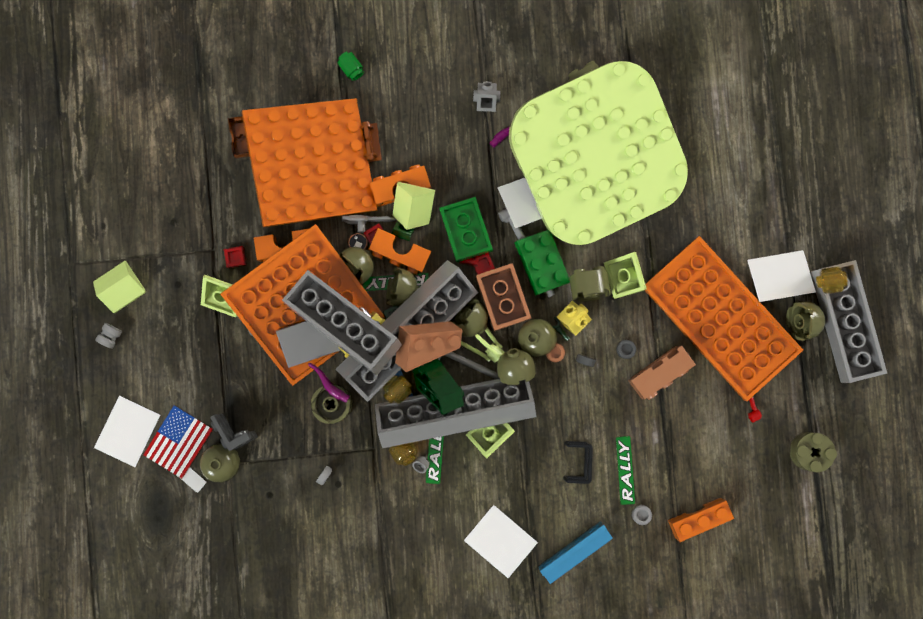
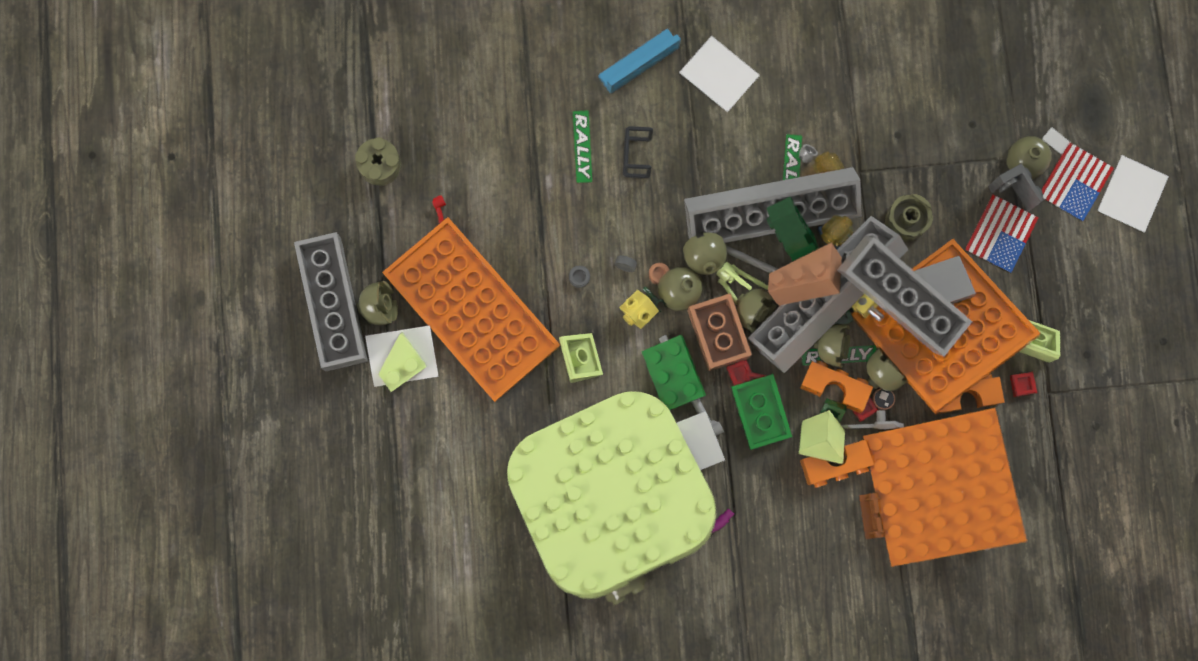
camera: 175 degrees right, 5 degrees down
(108, 335) = (1161, 296): light grey wheel -> none
(118, 287) = (1154, 351): yellowish green slope -> none
(238, 135) = (1031, 531): dark orange piece -> none
(247, 393) = (1001, 233): none -> sticker
(324, 475) = (914, 142): light grey tile -> none
(332, 390) = (908, 227): magenta animal -> none
(350, 66) = (898, 607): green brick -> none
(486, 96) = (738, 566): light grey brick -> none
(490, 438) = (732, 177): yellowish green slope -> none
(589, 284) = (620, 345): olive brick -> none
(641, 514) = (566, 99): light grey tile -> none
(661, 372) = (543, 248): nougat wedge -> none
(692, 524) = (514, 86): orange arch -> none
(782, 268) = (401, 363): none -> yellowish green wing
(832, 280) = (352, 342): clear yellow head -> none

